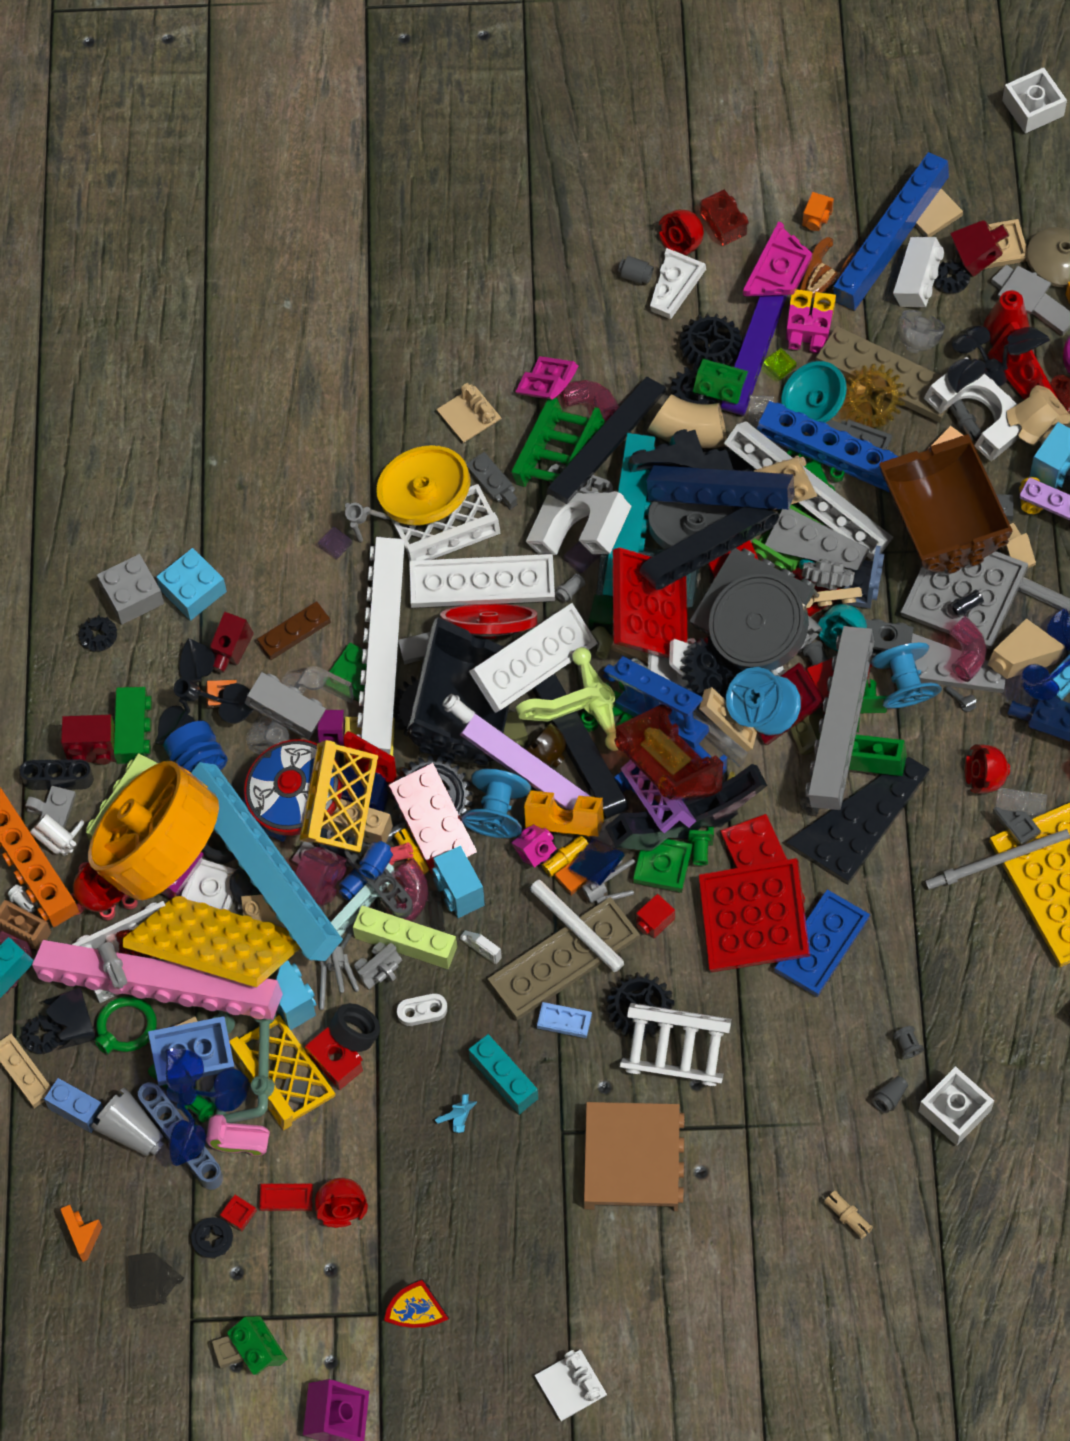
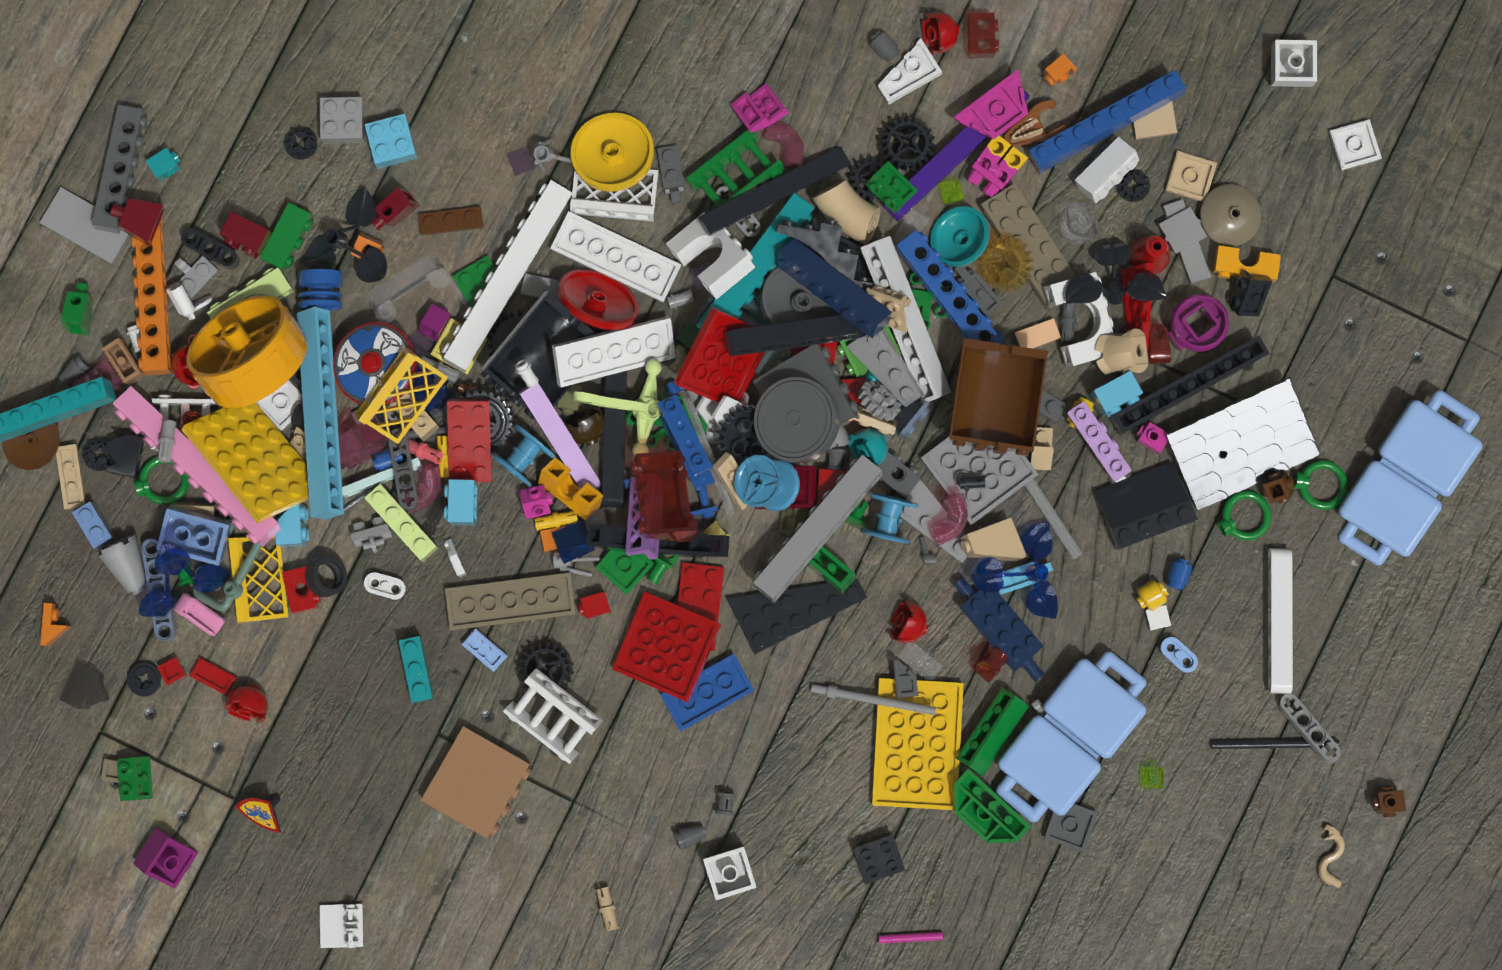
camera: 20 degrees right, 20 degrees up
(285, 705) = (403, 293): light grey brick -> none
(335, 963) = (347, 515): light grey plant -> none
(375, 860) = (405, 458): blue brick -> none
(385, 762) = (441, 361): red wing -> none
(459, 1113) = (368, 681): medium azure piece -> none
(468, 413) = (684, 103): tan hinge -> none
(577, 926) = (531, 584): white axle -> none
(664, 750) = (666, 488): clear yellow hinge -> none
(979, 245) = (1168, 173): dark red torso -> none

